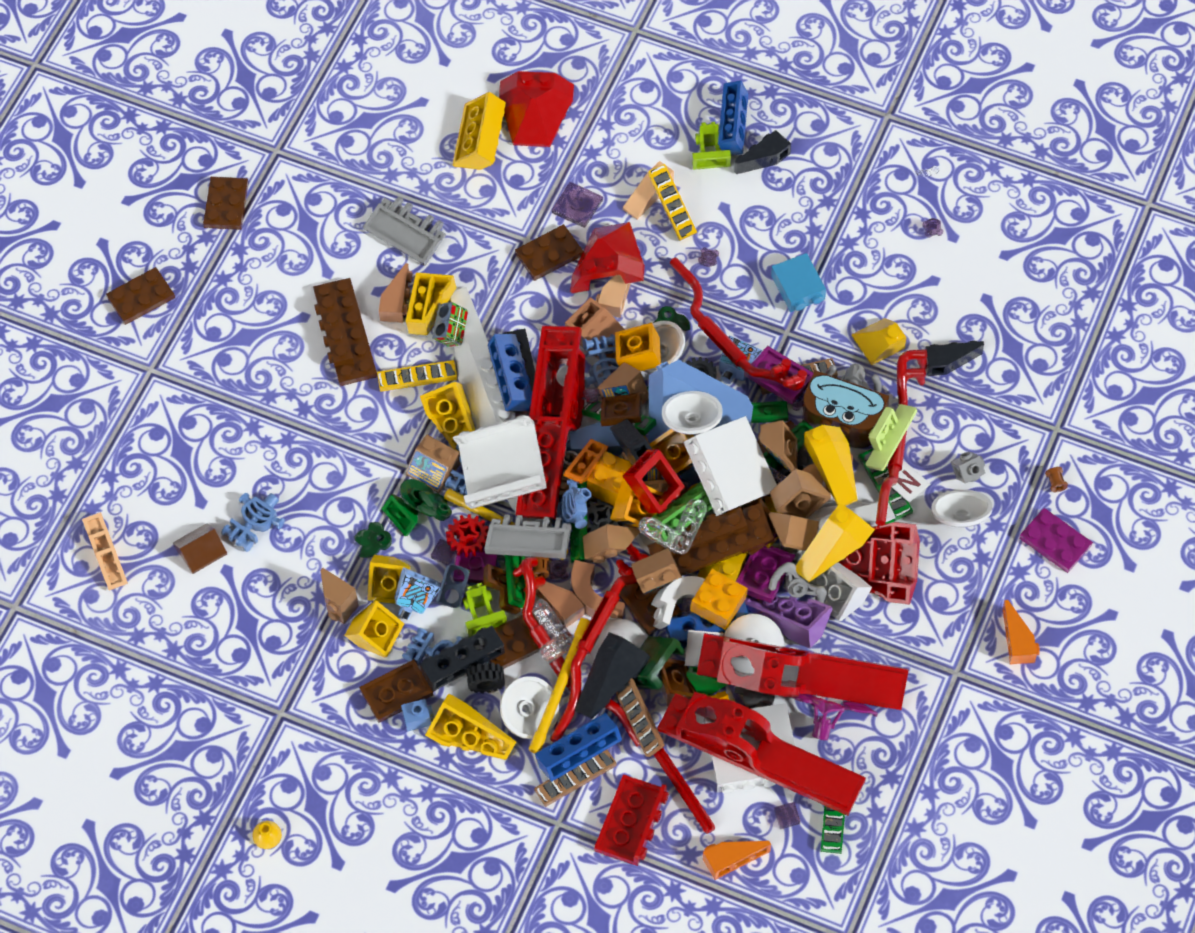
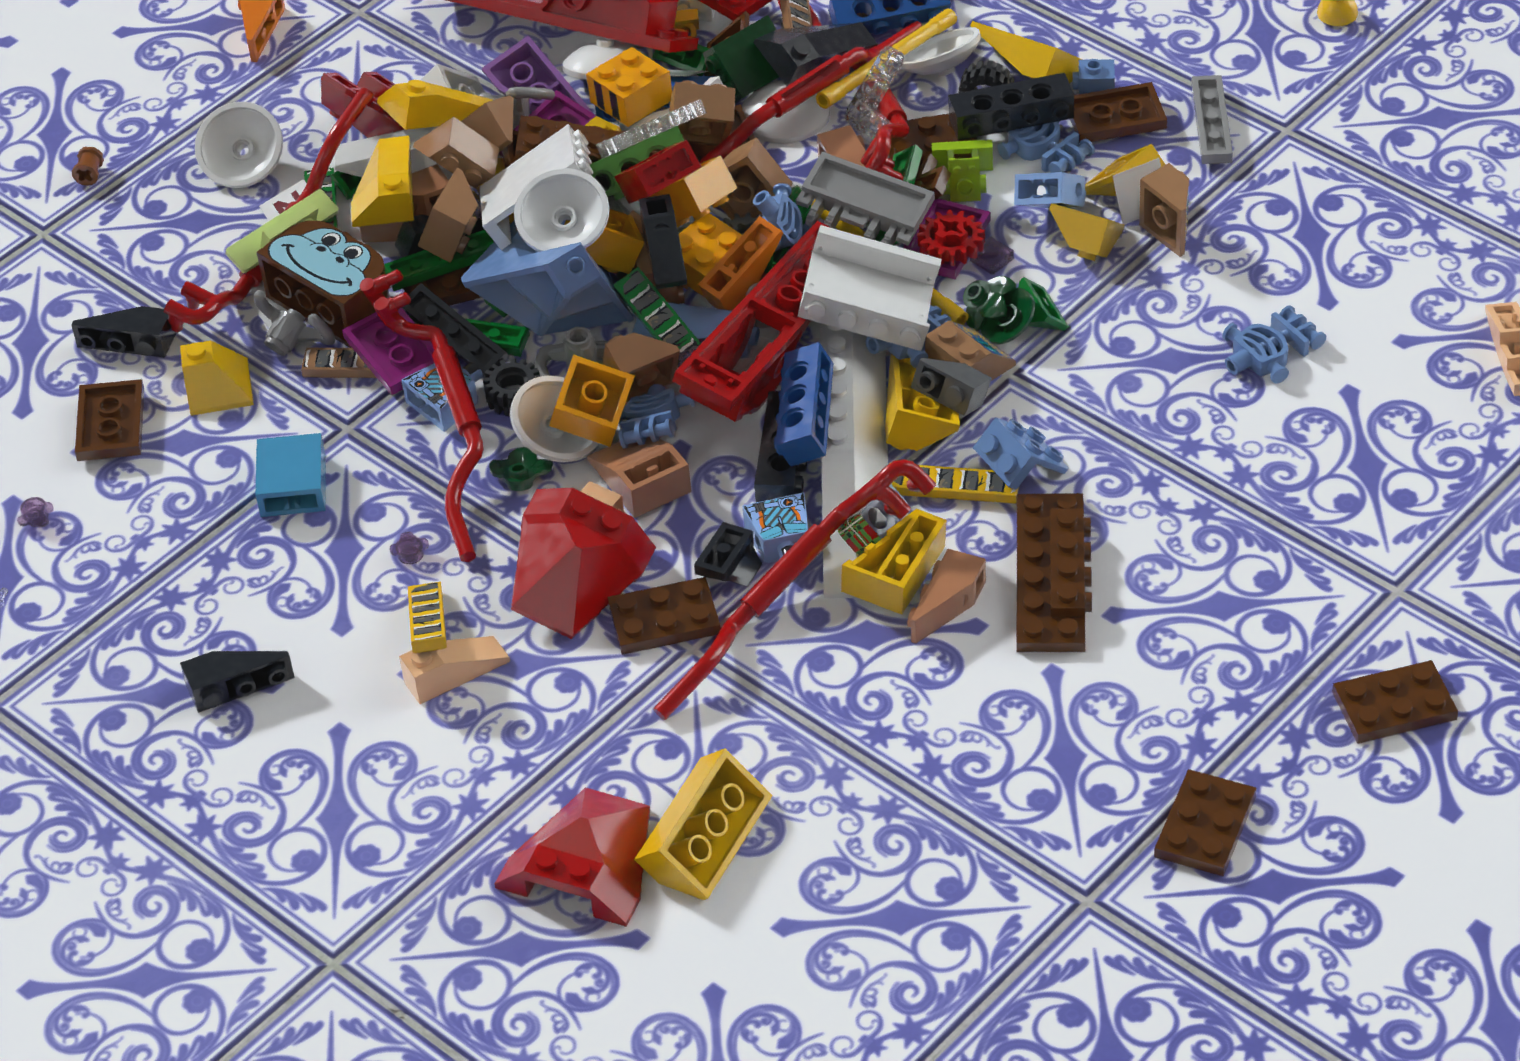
camera: 160 degrees left, 15 degrees down
(200, 548) = (1366, 331): reddish brown slope -> none
(330, 700) = (1211, 119): none -> light grey plate
(370, 540) = (1093, 286): dark green plate -> none
(379, 394) = (1015, 451): none -> medium blue bracket
(403, 230) = (907, 703): light grey hinge -> none
(431, 422) = (951, 384): none -> dark grey slope
(451, 585) = (990, 190): sand blue piece -> none
(487, 280) = (792, 564): none -> red piece
(503, 313) = (776, 524): none -> torso
(525, 289) = (729, 556): none -> black slope
(577, 204) = (583, 679): clear purple tile -> none
(581, 581) = (796, 146): nougat arch -> none
(619, 408) = (659, 314): reddish brown tile -> none
(706, 137) = (313, 709): lime tile -> none
(733, 117) = (250, 733): blue brick -> none
(764, 404) = (464, 337): none -> black plate
(926, 295) = (109, 420): none -> reddish brown plate
(968, 467) = (208, 193): light grey brick -> none
(1055, 540) = (136, 111): magenta plate -> none

